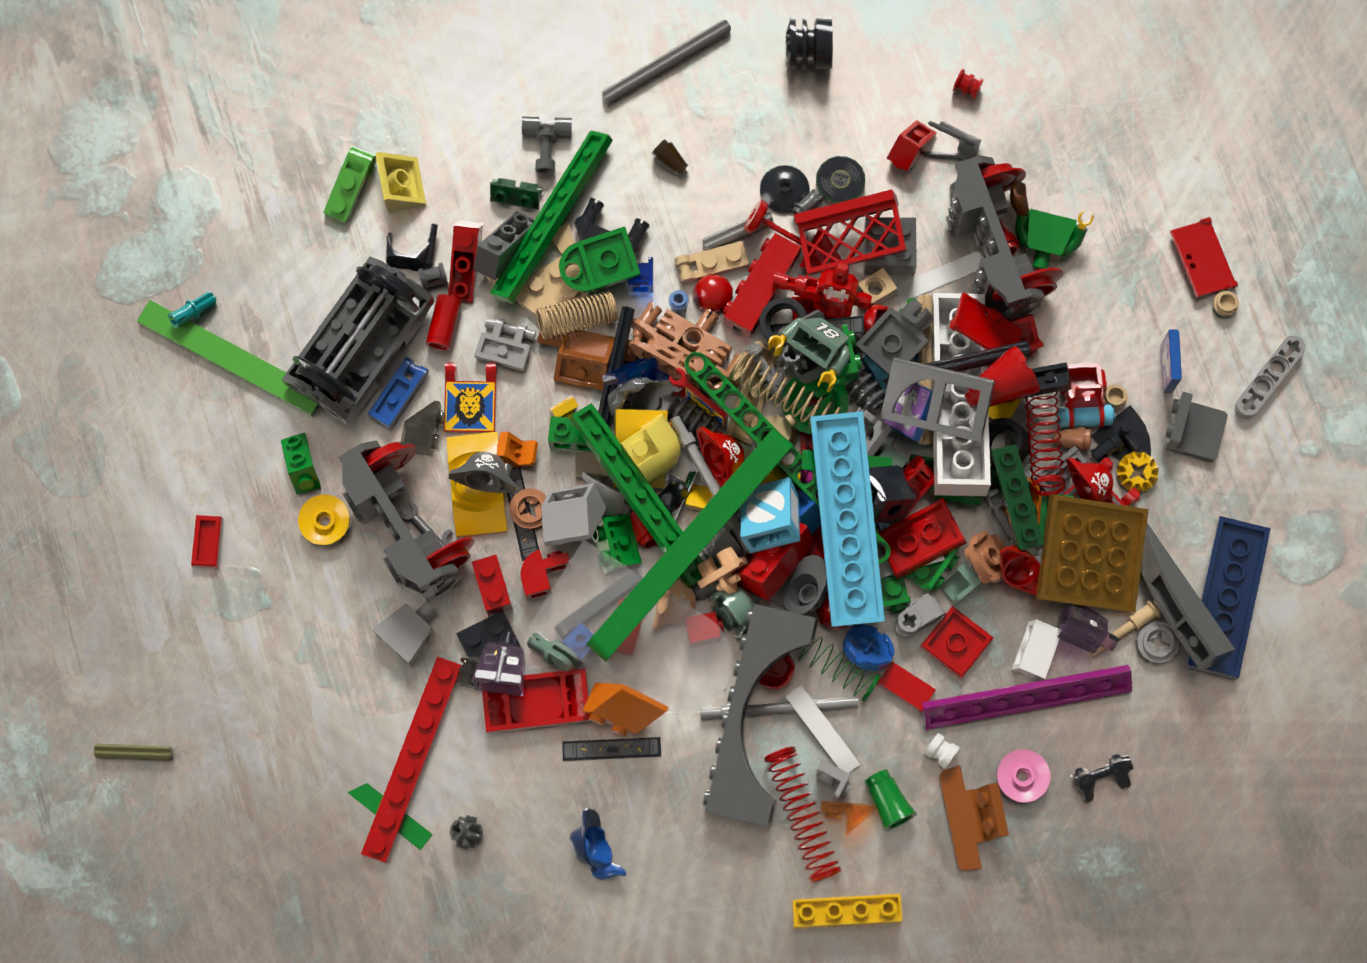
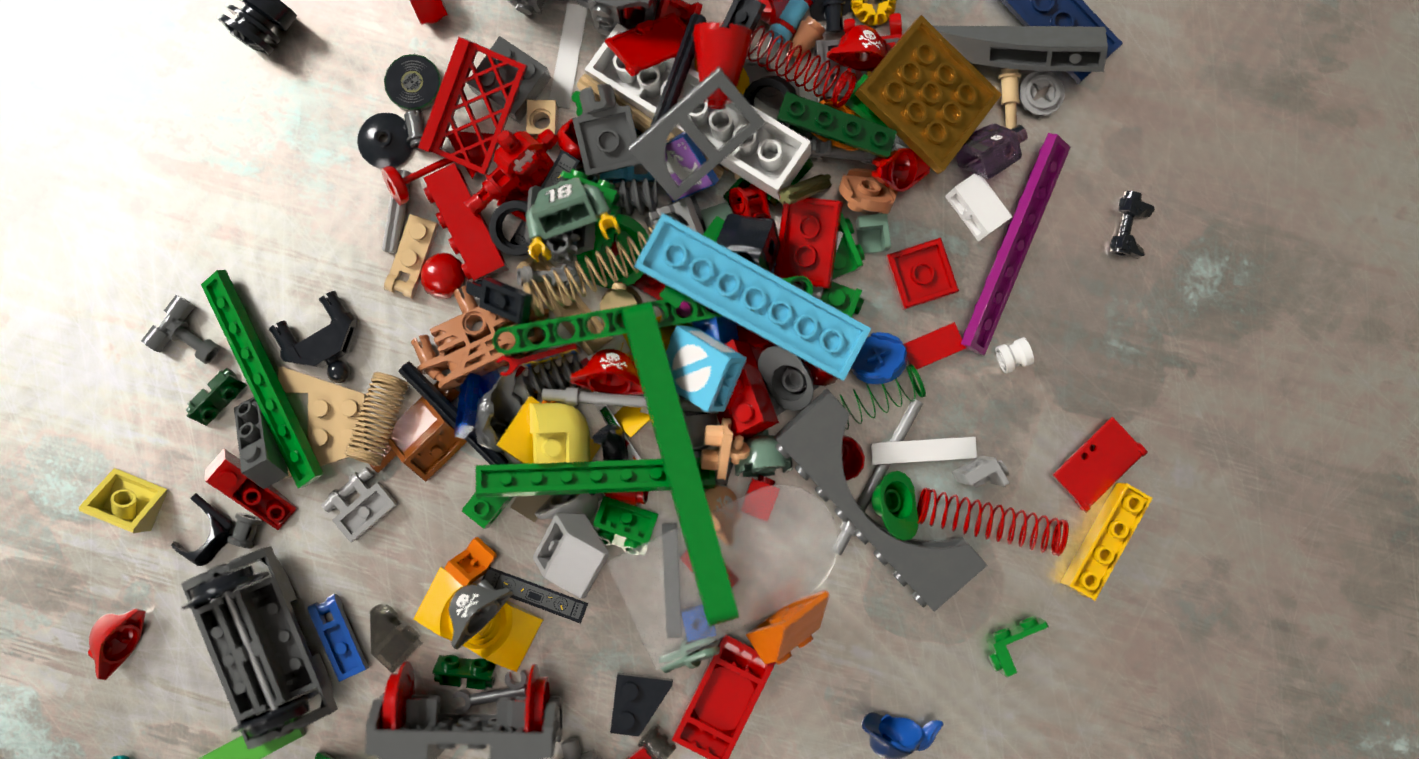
camera: 60 degrees left, 10 degrees up
(296, 238) = (114, 640): none -> red hat
(349, 183) = (95, 552): bright green plate -> none
(427, 488) = (451, 669): none -> dark green hinge
(443, 322) = (297, 550): red pin -> none
(470, 404) = (395, 575): flag -> none
(492, 585) = (587, 670): red brick -> none
(501, 667) = (674, 714): clear purple torso -> none
(517, 507) = (526, 594): nougat gear -> none
(535, 571) = (602, 622): red brick -> none
(564, 408) = (461, 489): yellow tile -> none
(601, 260) = (339, 360): green plate -> none
(611, 748) = (813, 656): sticker -> none
(645, 282) = (380, 332): clear blue panel -> none
(666, 61) = (181, 166): light grey axle -> none
(669, 157) = (279, 227): dark brown cone -> none
(681, 299) = (424, 309): medium blue pin -> none
(703, 889) = (1000, 657): none -> green bracket
(724, 343) = (501, 299): none -> black hinge
(767, 732) = (896, 505): none -> green piece
(854, 813) = (1020, 473): clear orange slope -> none
(889, 800) = (1030, 434): green plant -> none
(895, 871) = (1111, 458): none -> red door
(921, 613) = (877, 286): light grey piece -> none
(957, 509) = (805, 189): none -> olive axle
(972, 815) = (1091, 367): dark orange plate -> none
(1033, 766) = (1099, 296): bright pink dish -> none

